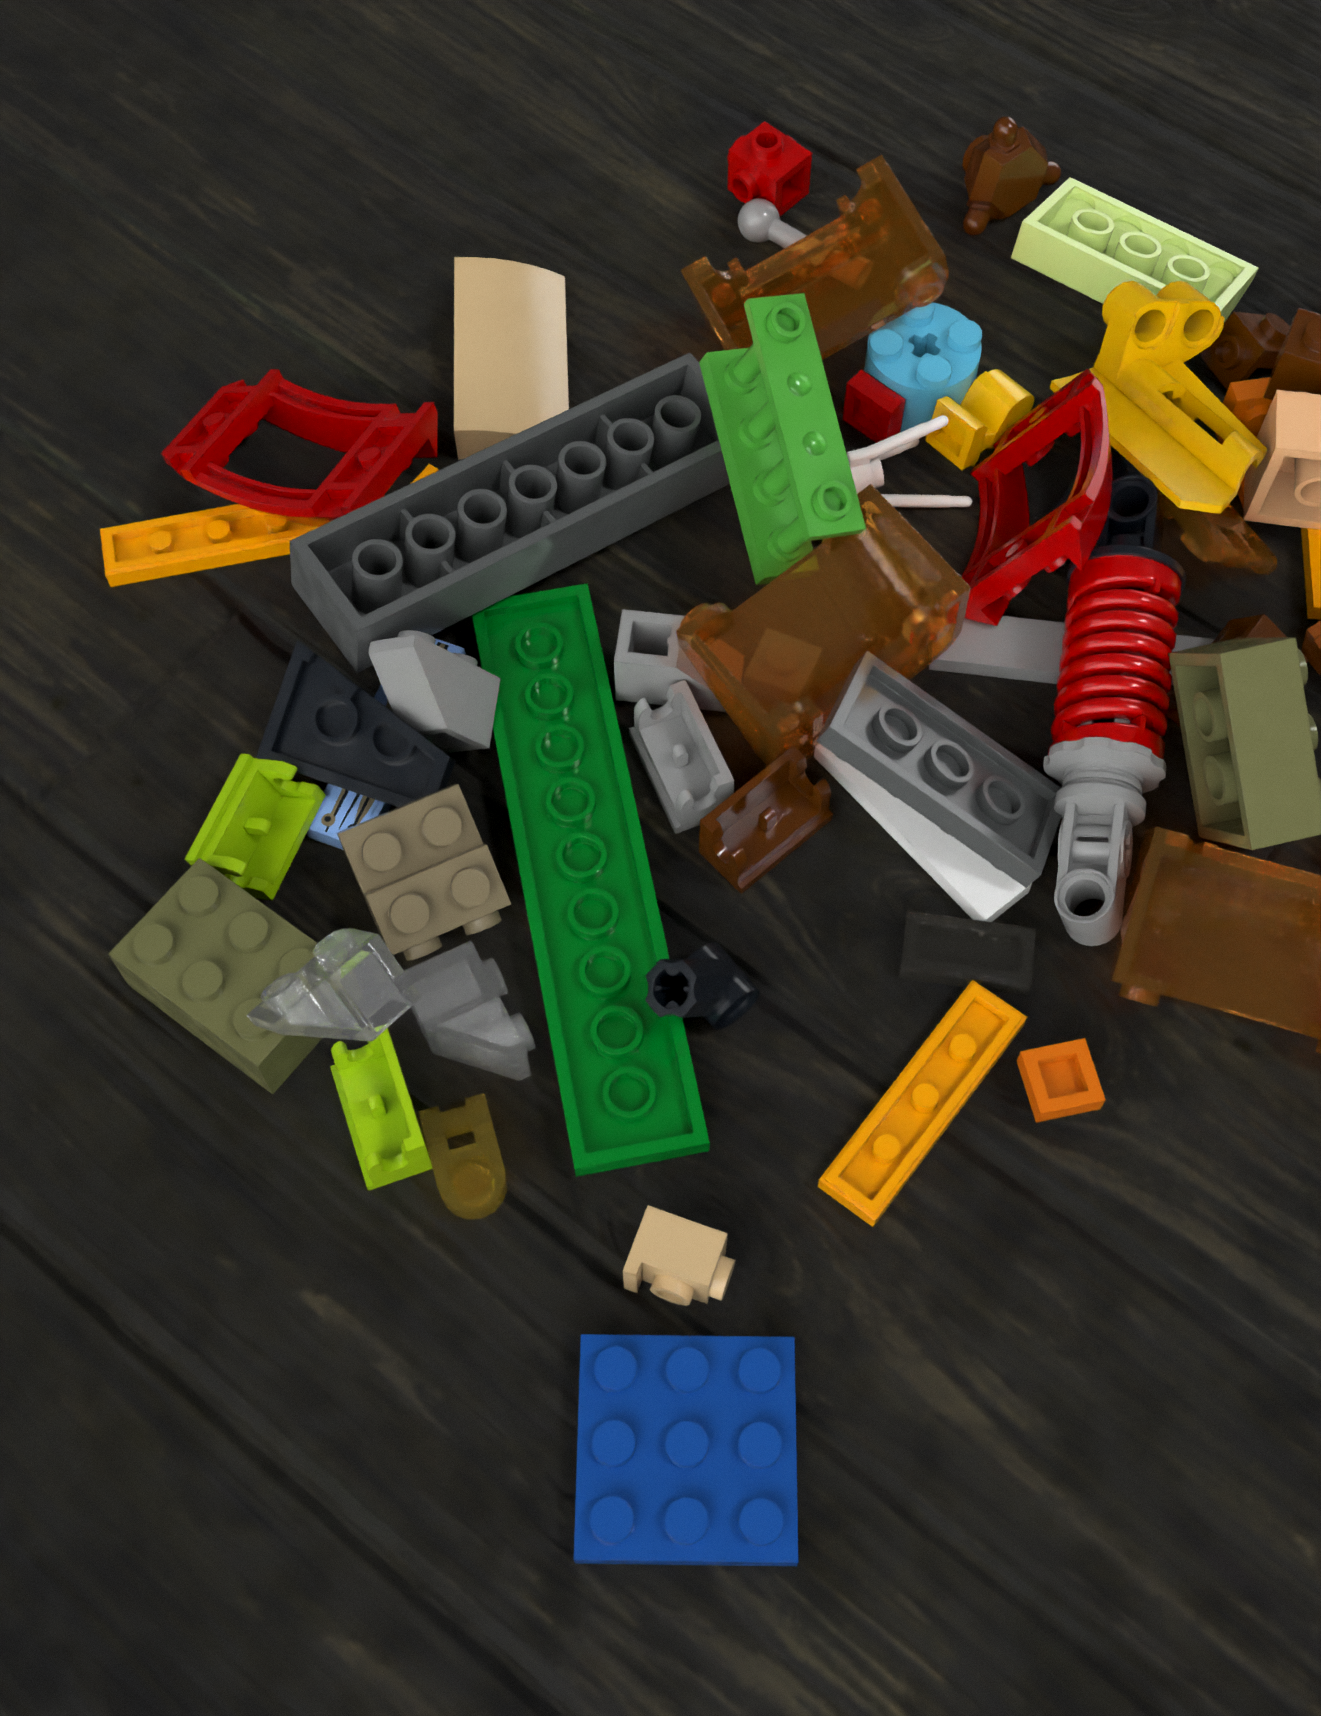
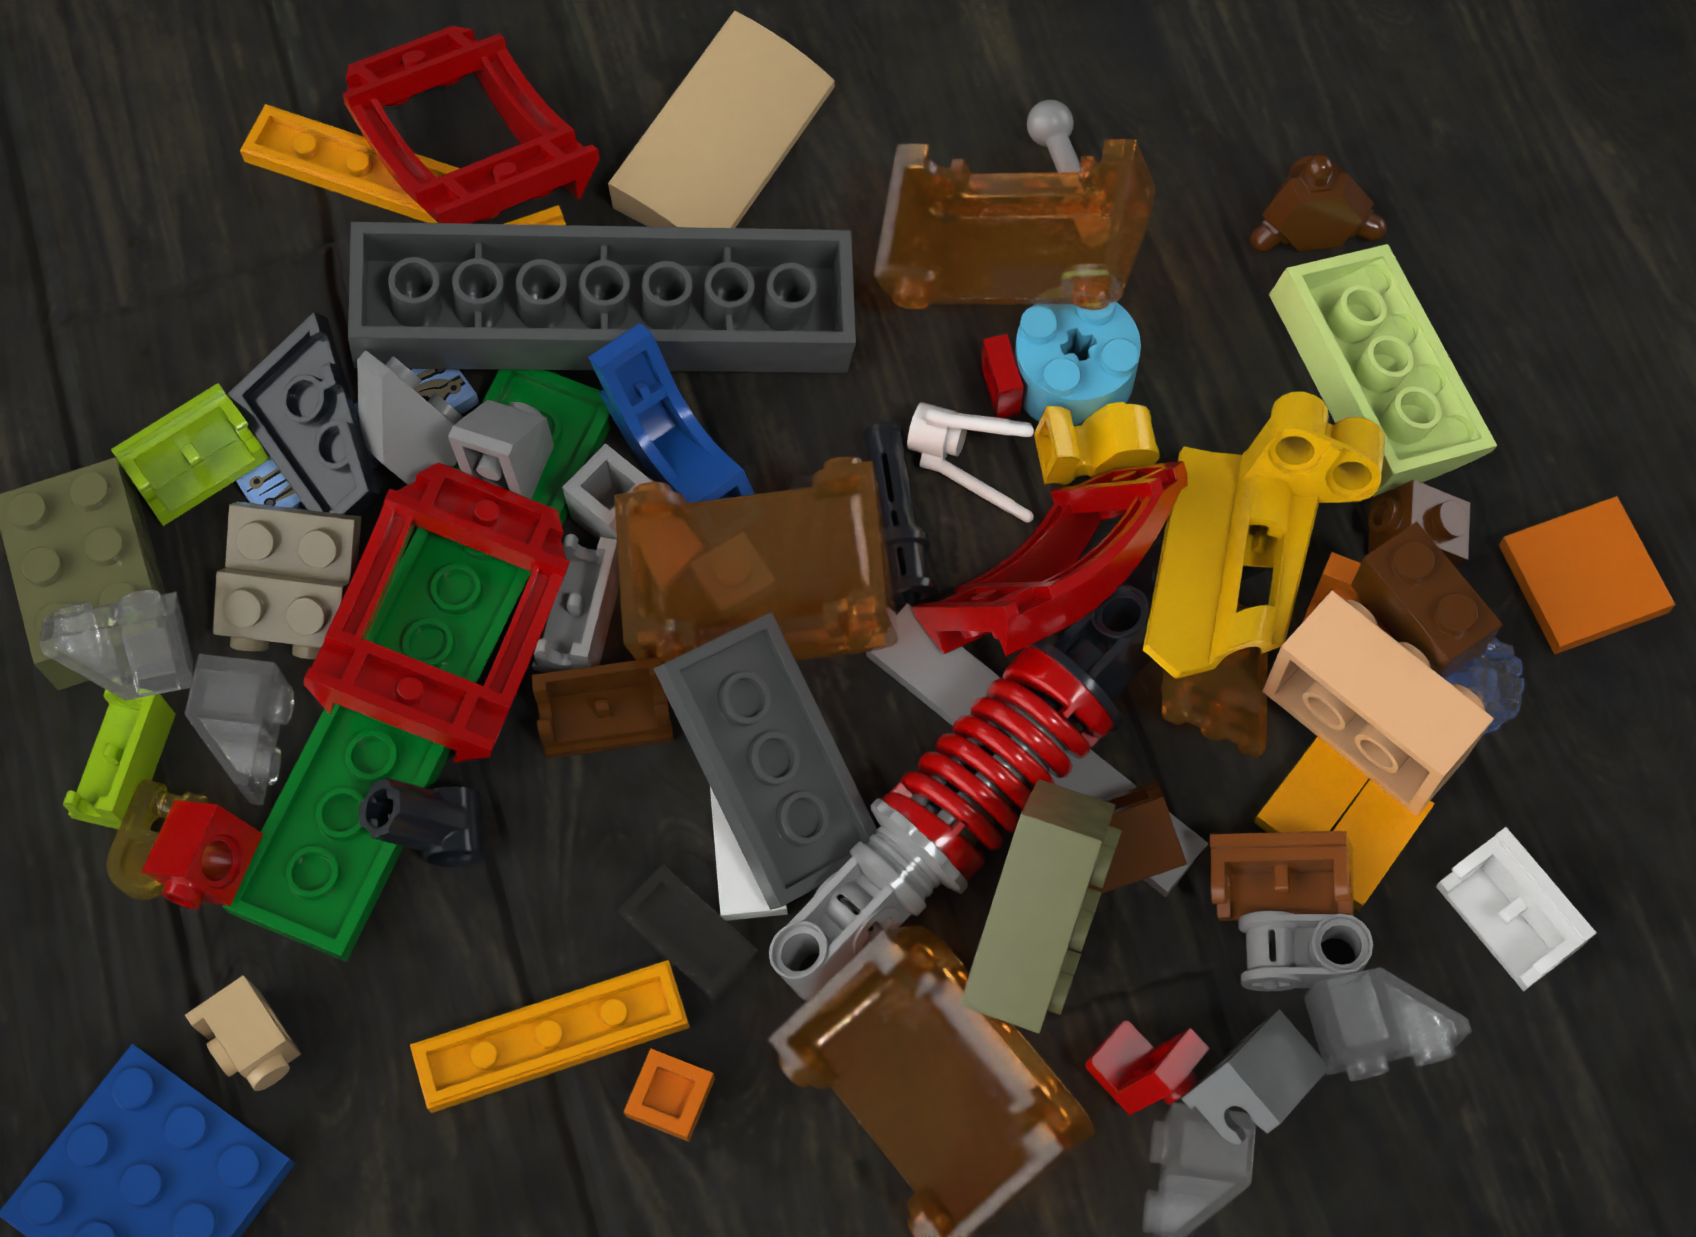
camera: 35 degrees right, 5 degrees up
(527, 1133) = (201, 854): none -> red brick
(543, 665) = (503, 445): none -> light grey slope
(600, 893) = (409, 691): none -> red wedge
(635, 576) = (660, 423): none -> blue arch
(769, 168) = (1091, 77): red brick -> none
(781, 437) = (837, 366): bright green fence -> none

